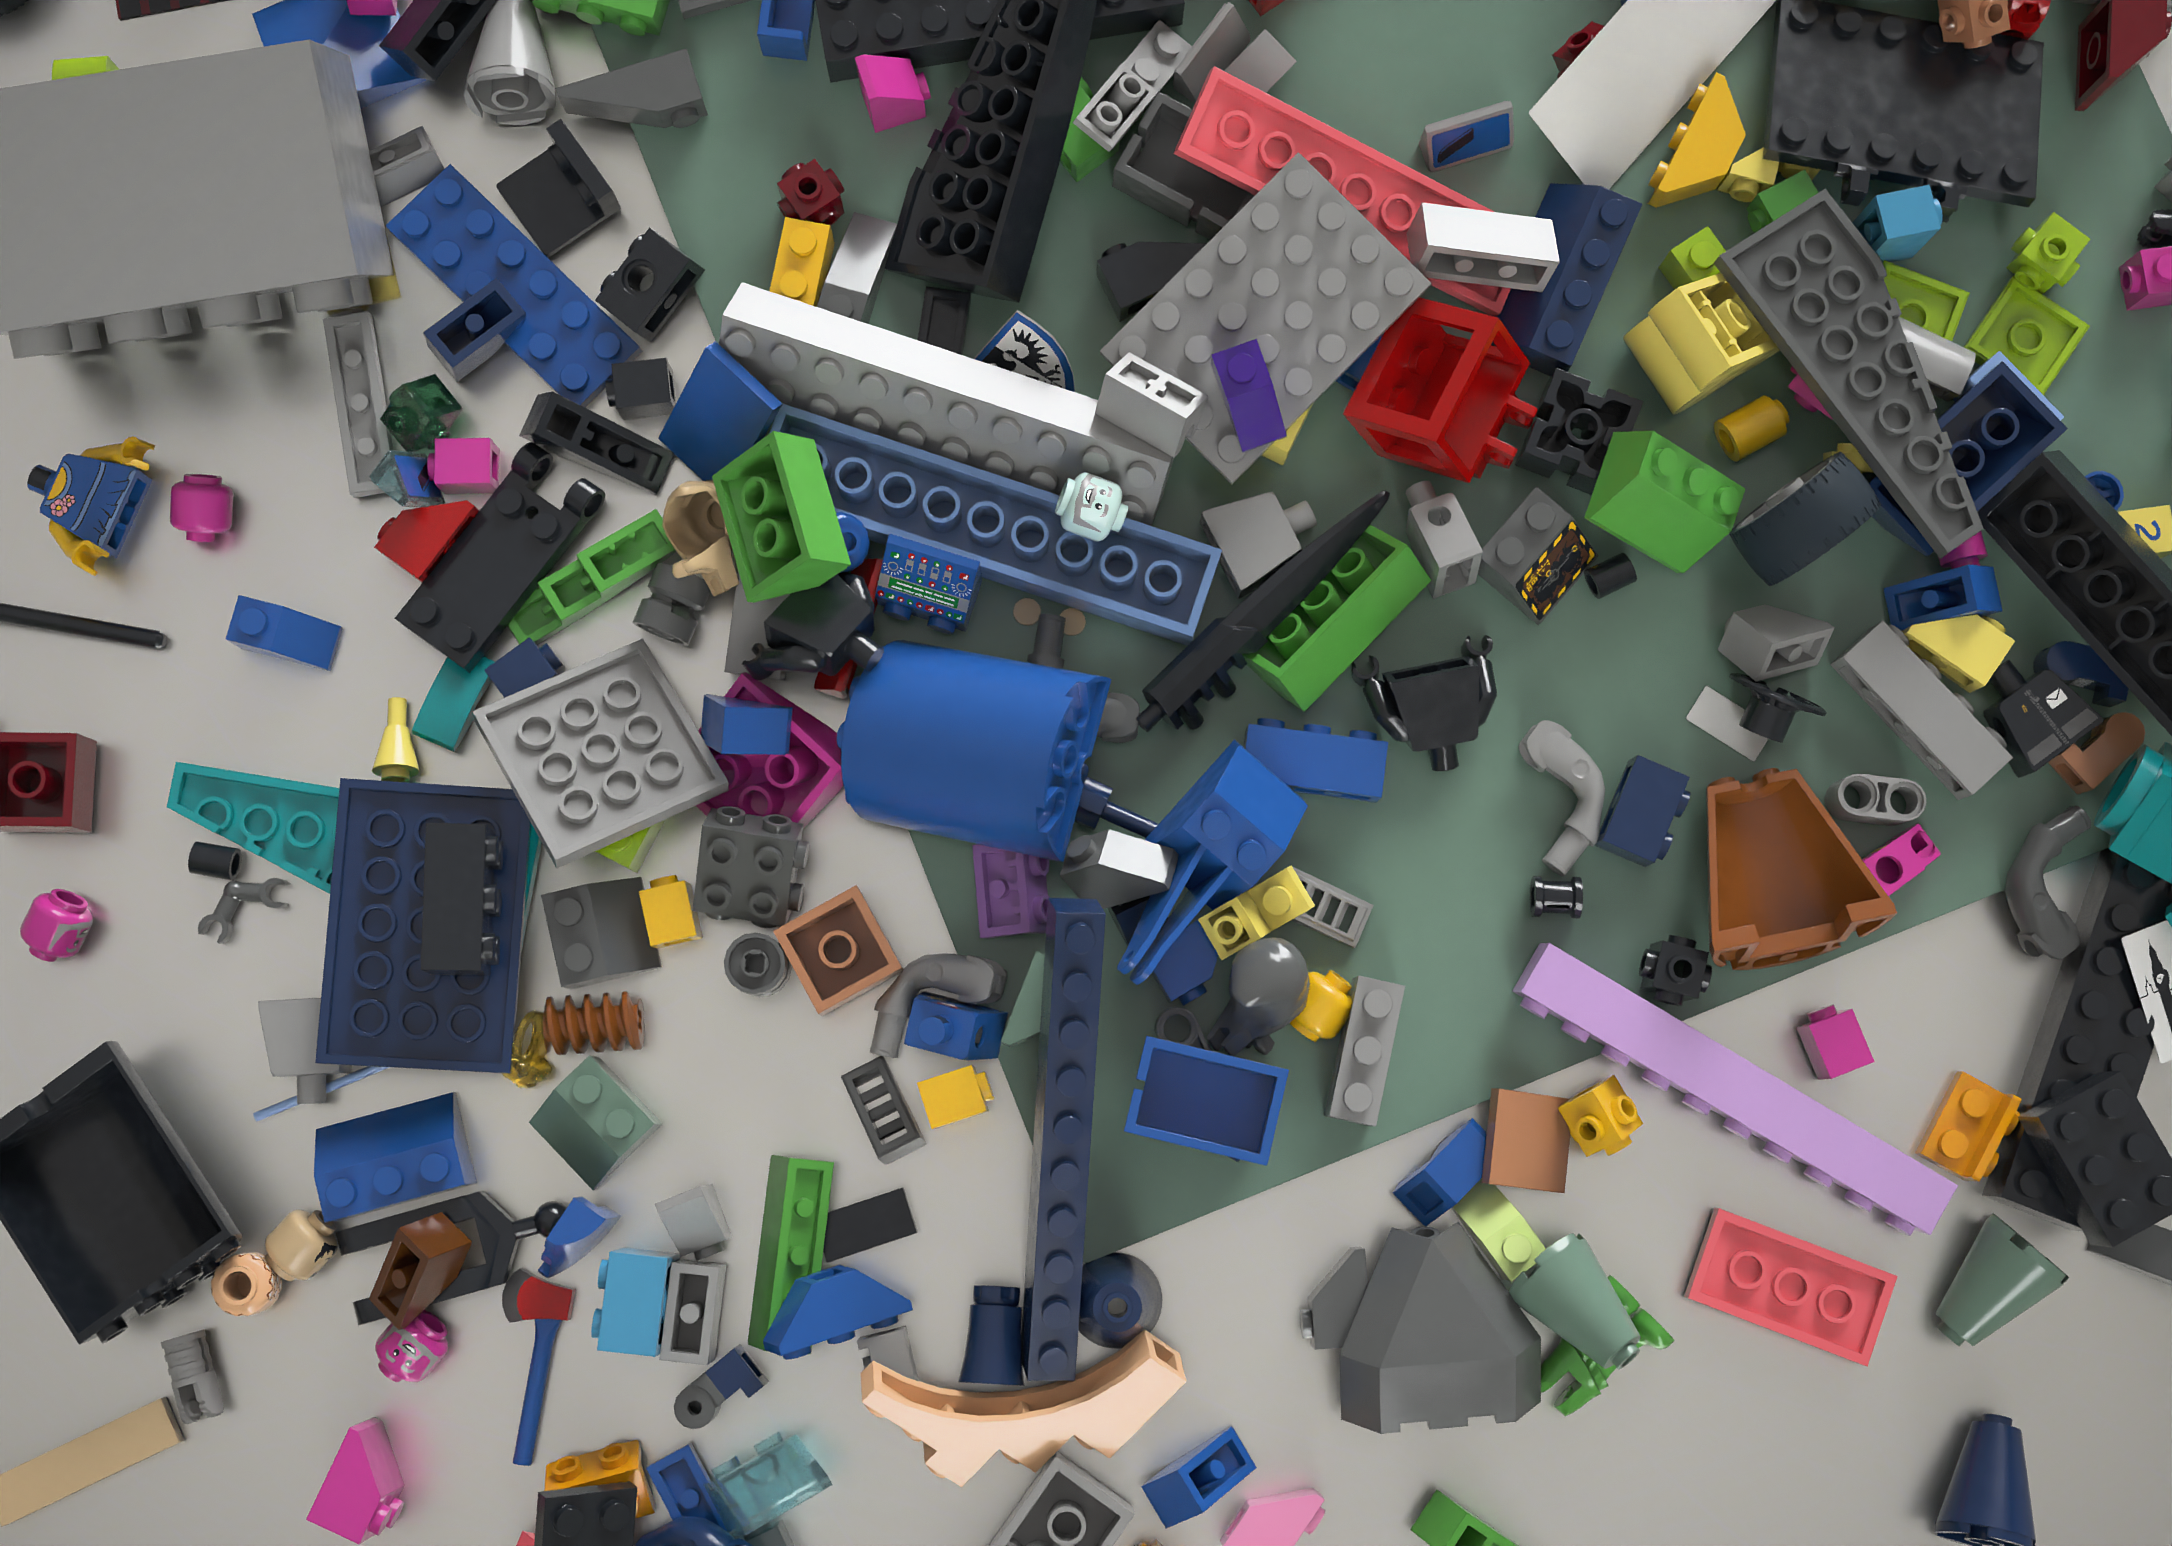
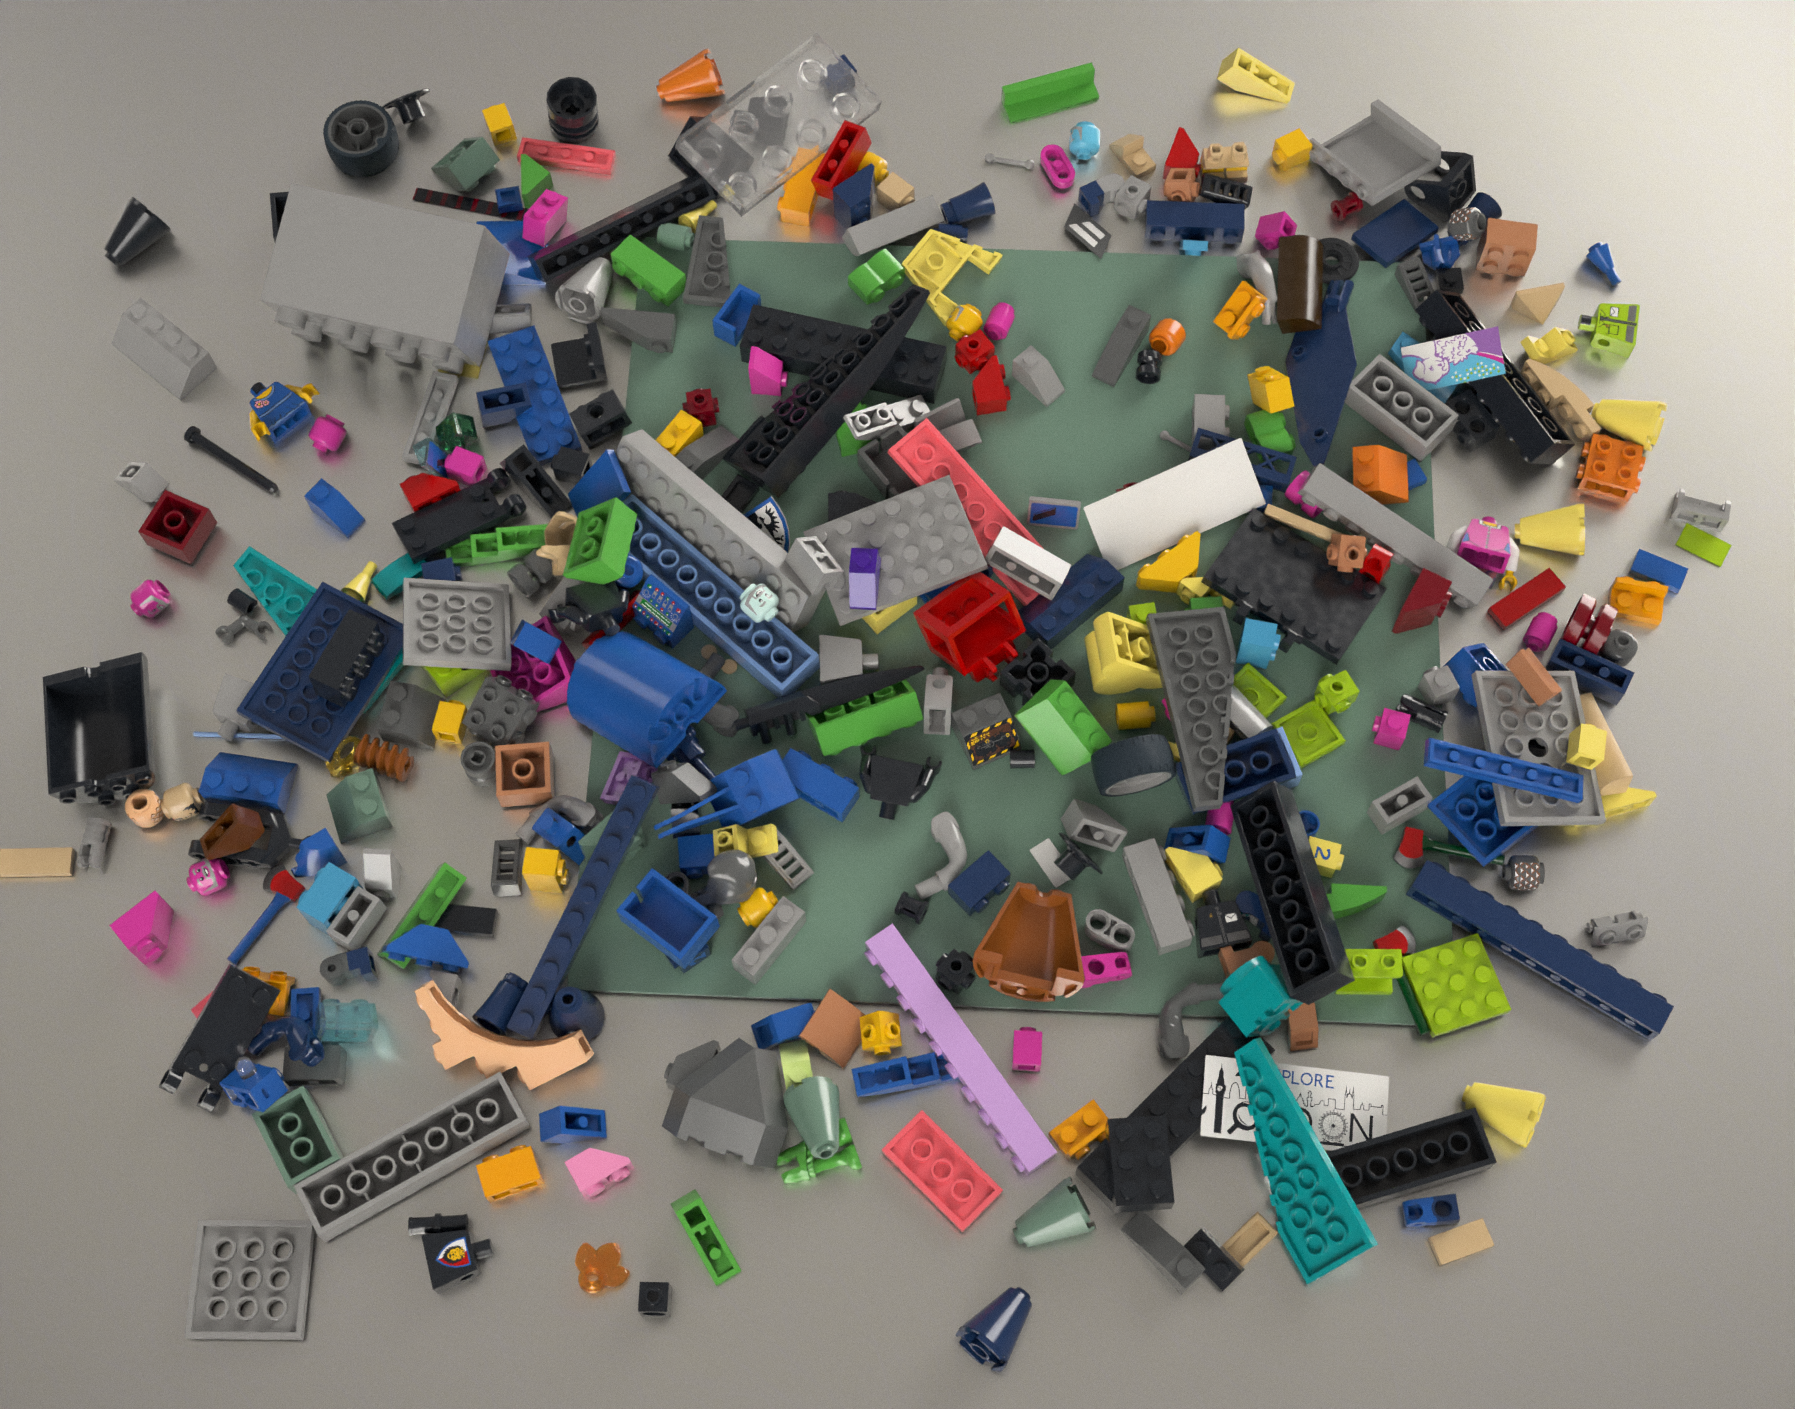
camera: 30 degrees right, 15 degrees down
(1660, 1168) = (900, 1074): none -> blue slope

